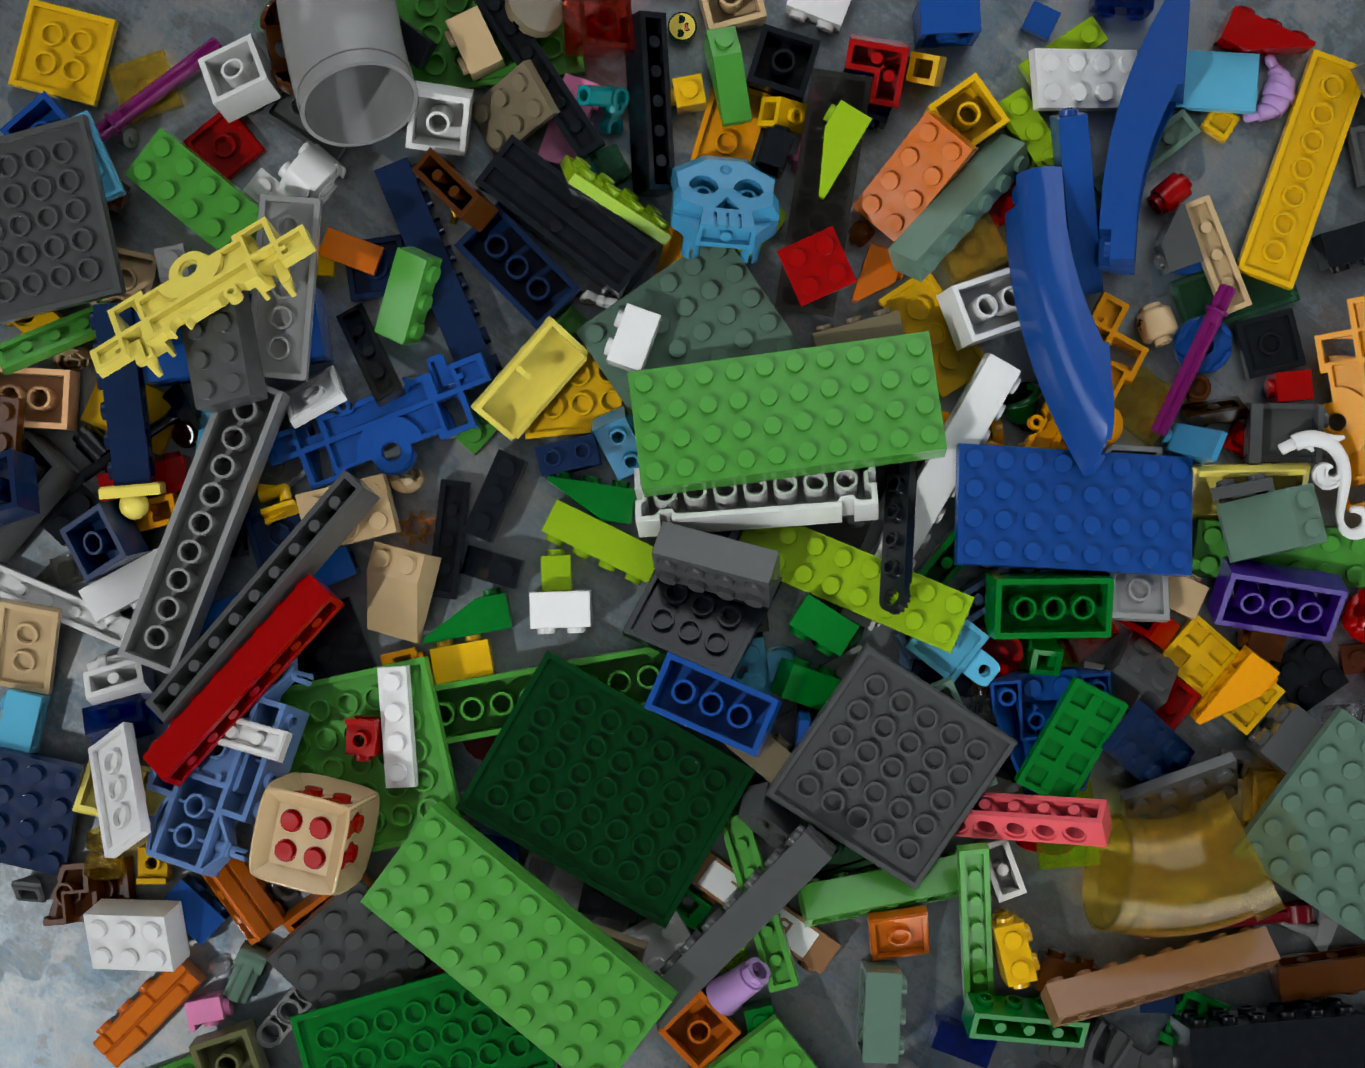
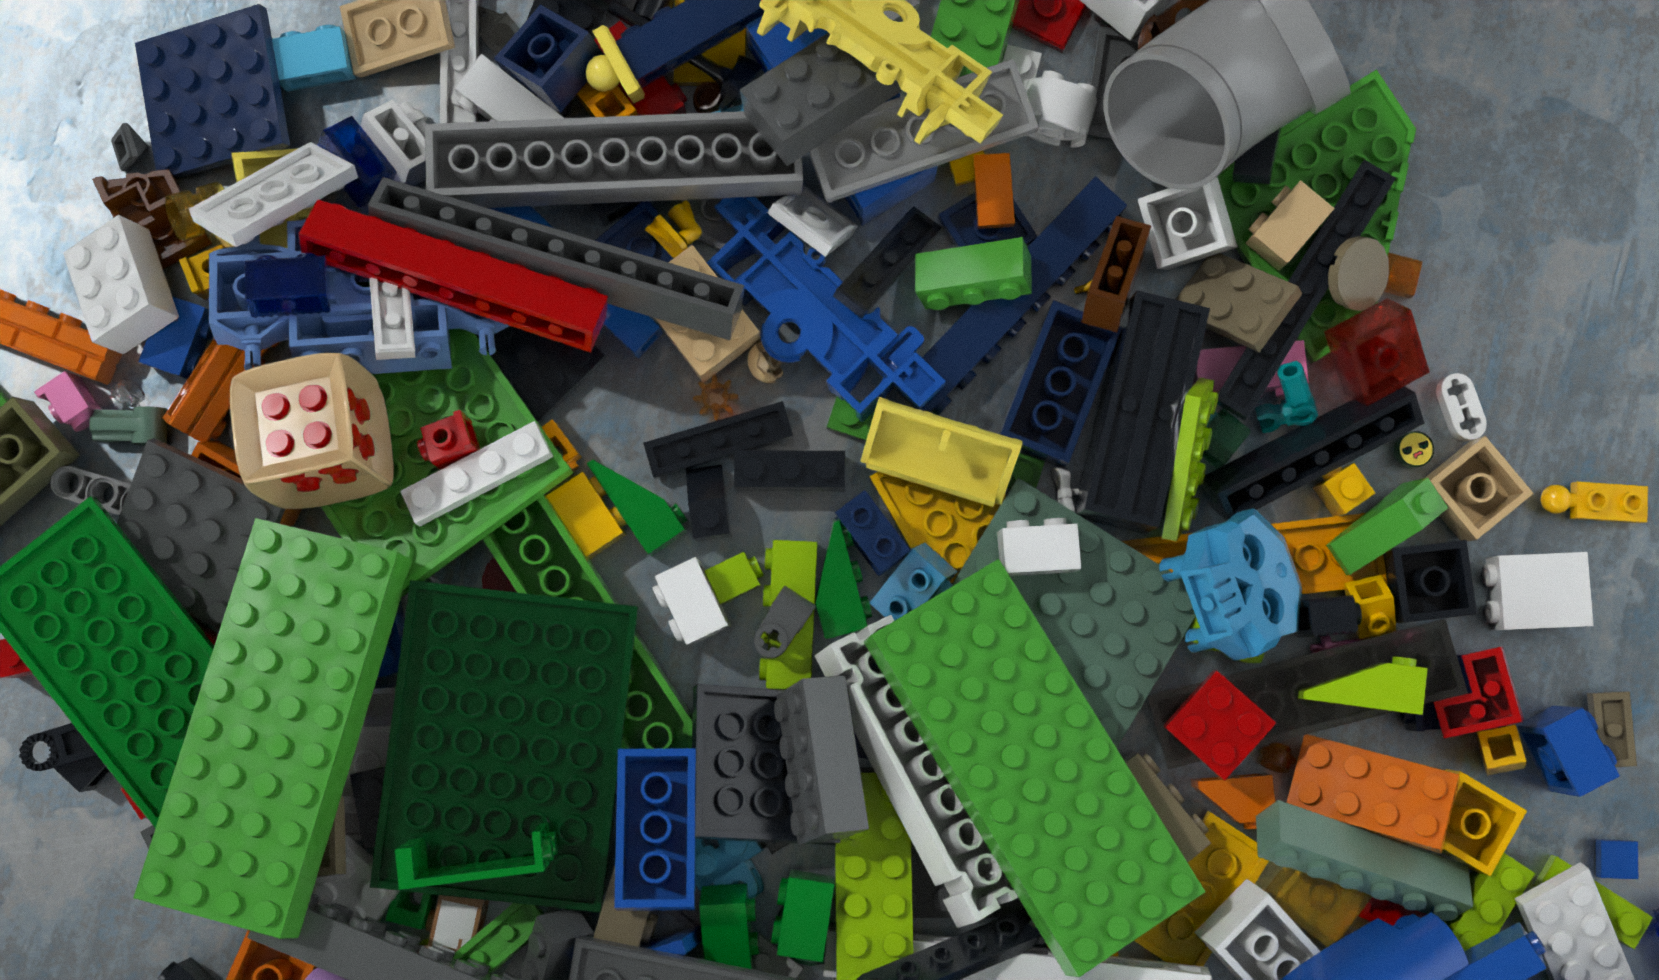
camera: 70 degrees right, 5 degrees down
(197, 805) = (287, 285): none -> clear blue brick
(399, 590) = (636, 409): tan slope -> none
(602, 546) = (786, 618): none -> dark grey piece
(666, 889) = (414, 871): none -> green panel

